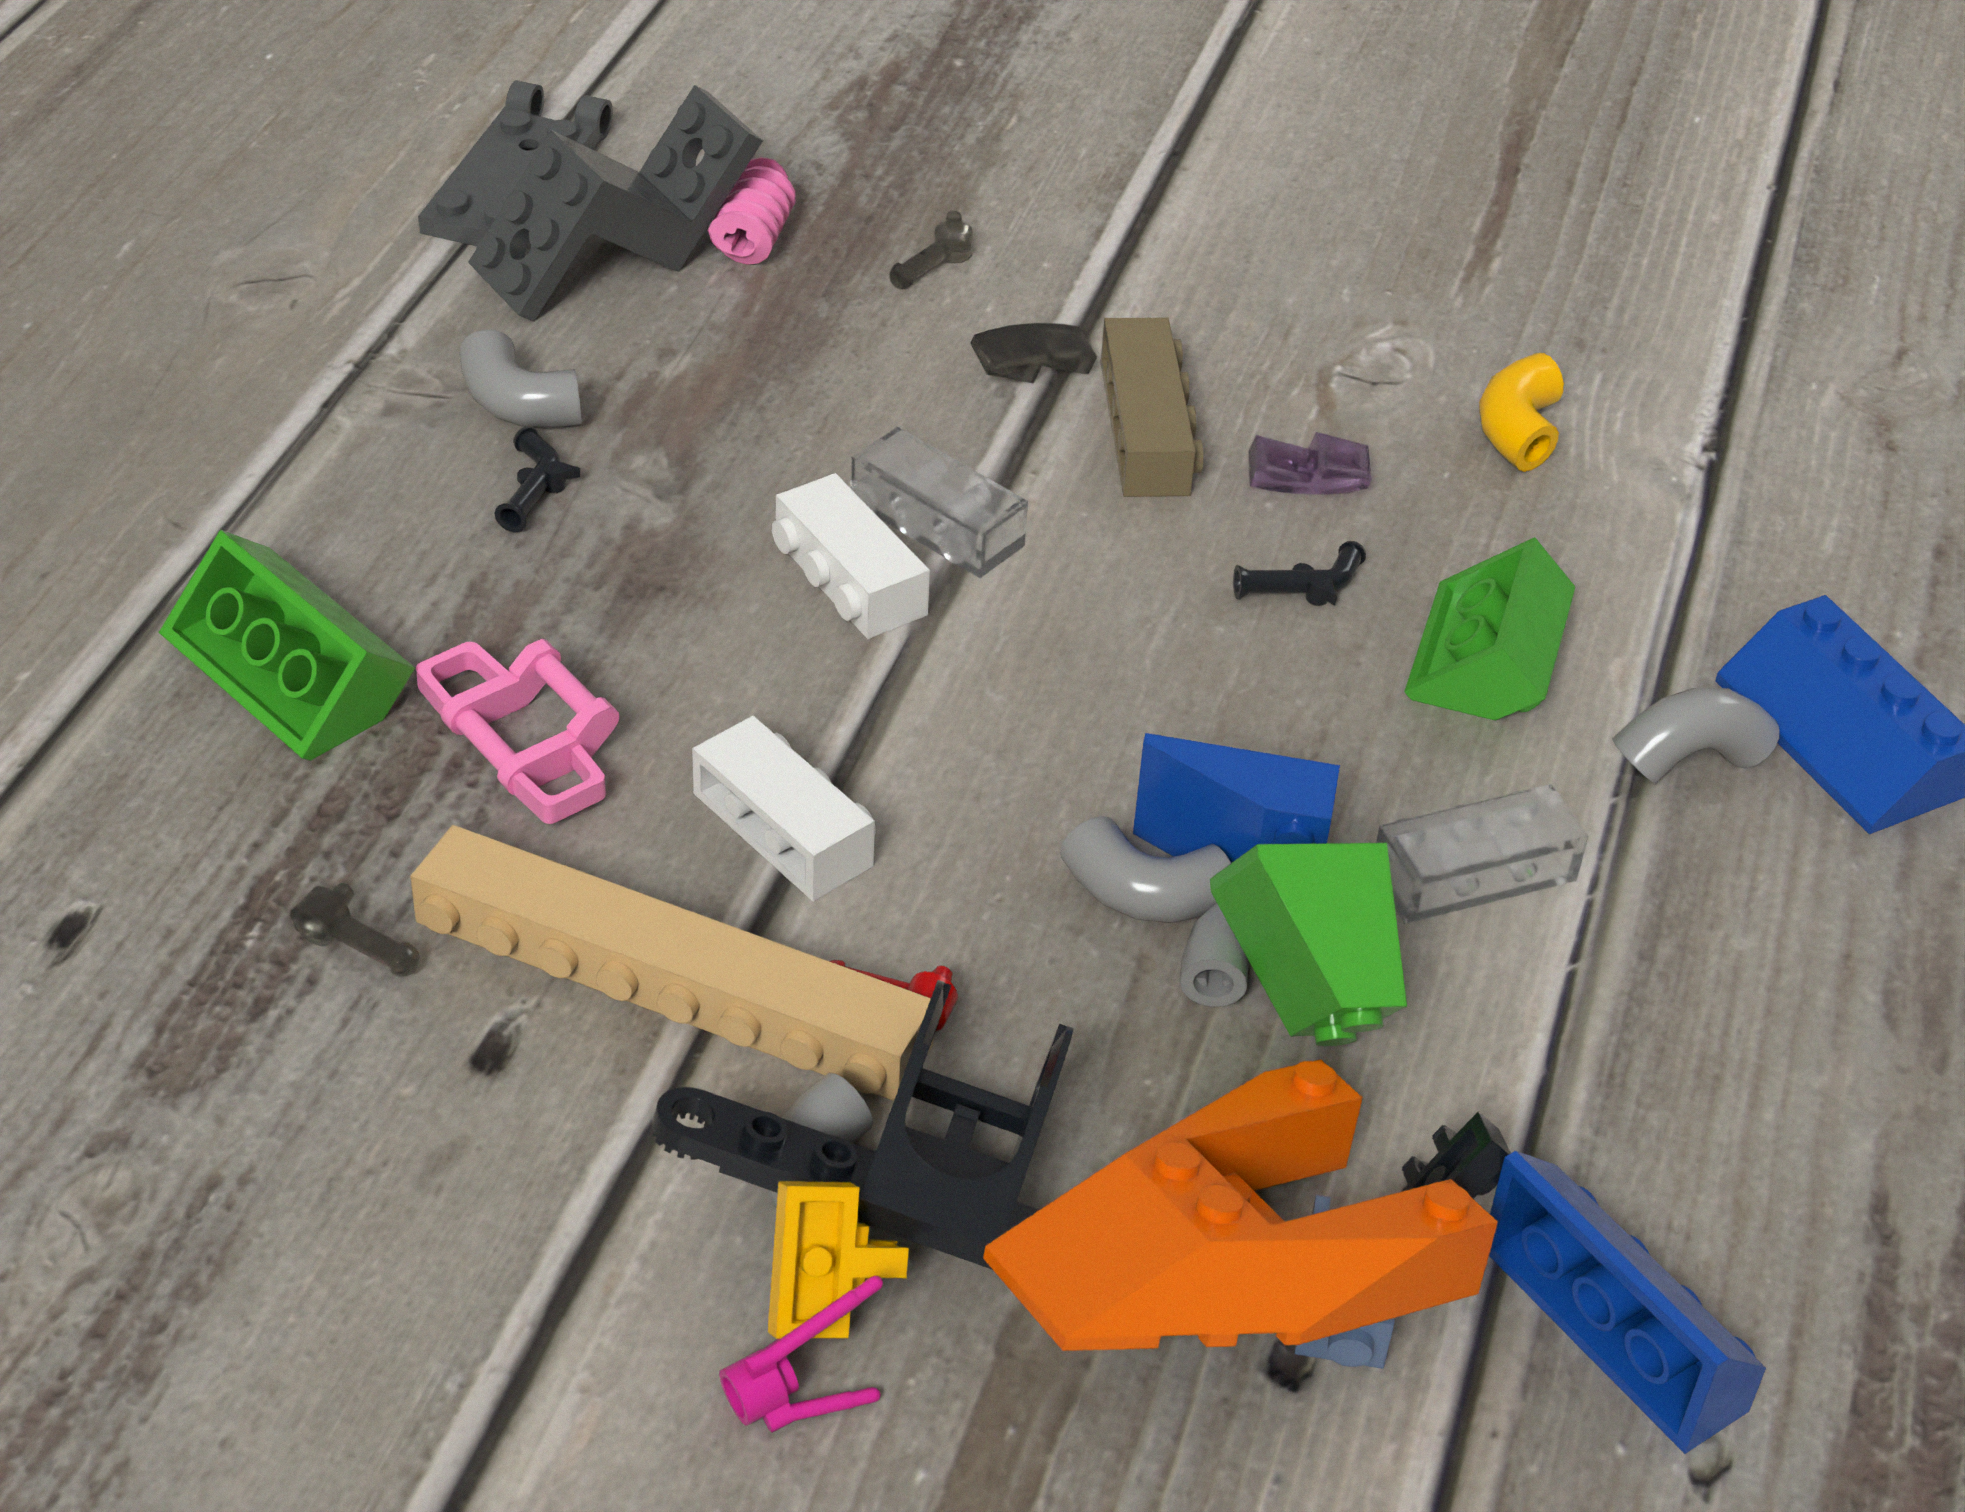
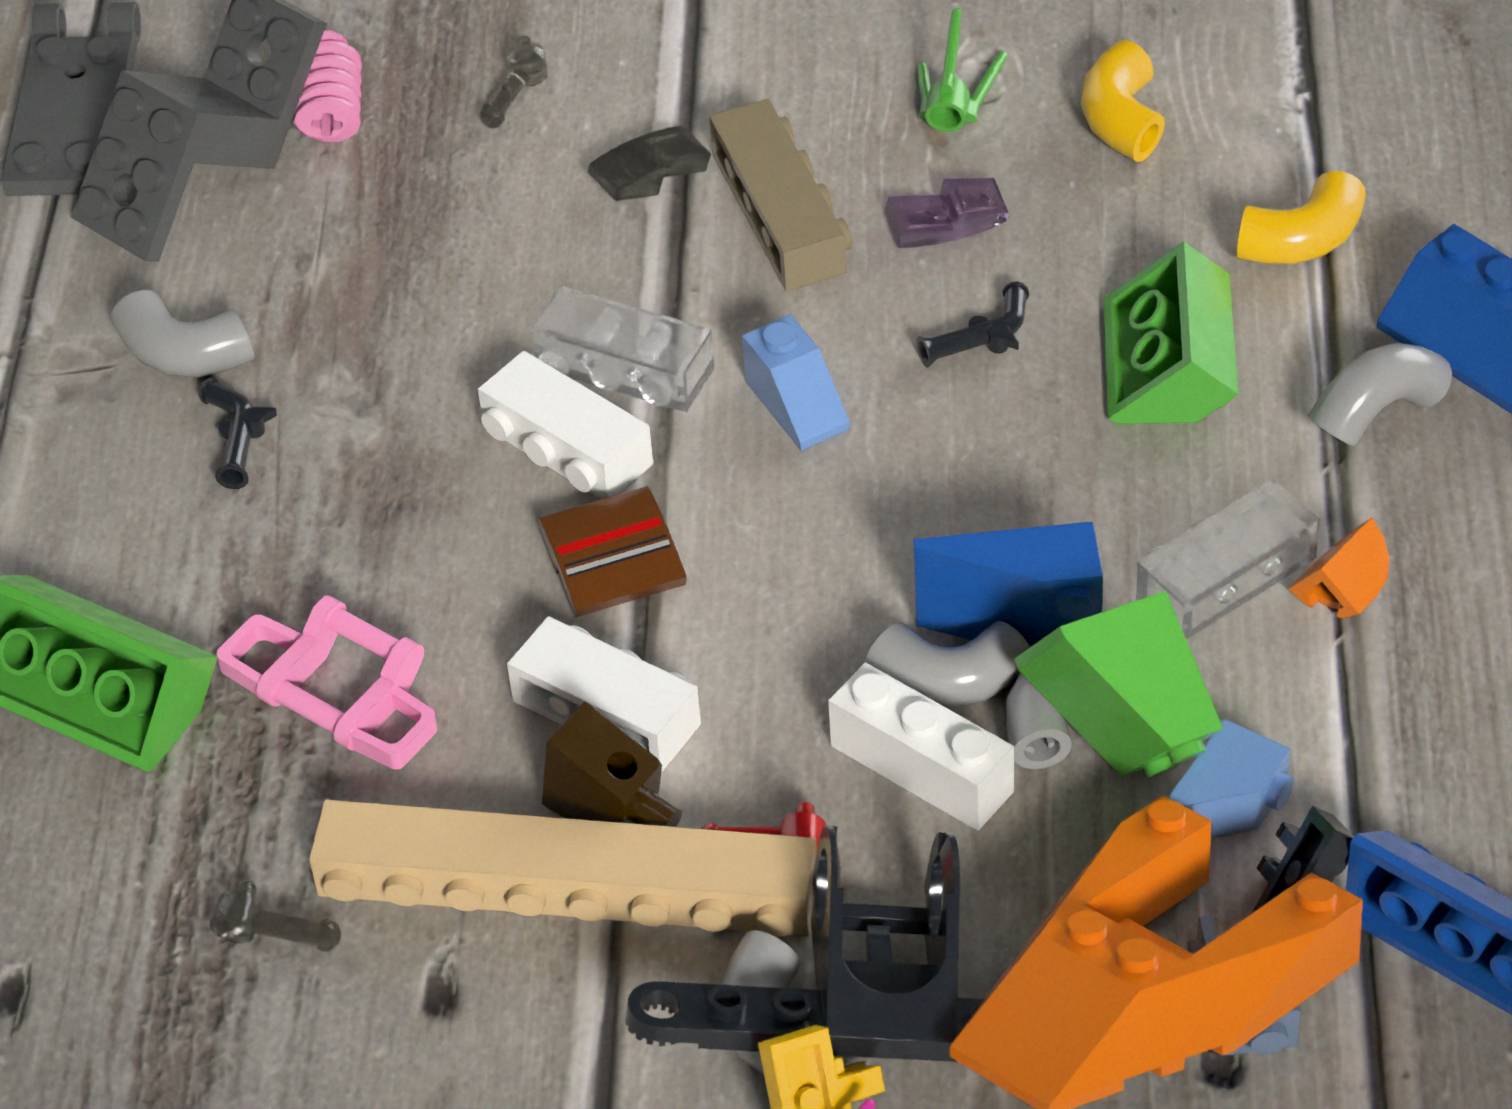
camera: 10 degrees left, 5 degrees up
(742, 875) = (603, 774): none -> dark brown torso
(850, 680) = (612, 551): none -> reddish brown slope
(1087, 945) = (921, 746): none -> white brick
(1094, 573) = (793, 382): none -> medium blue slope
(1349, 367) = (948, 101): none -> bright green plant
(1408, 1071) = (1236, 780): none -> medium blue slope
(1603, 902) = (1348, 573): none -> orange brick
(1668, 569) = (1305, 231): none -> yellow cylinder

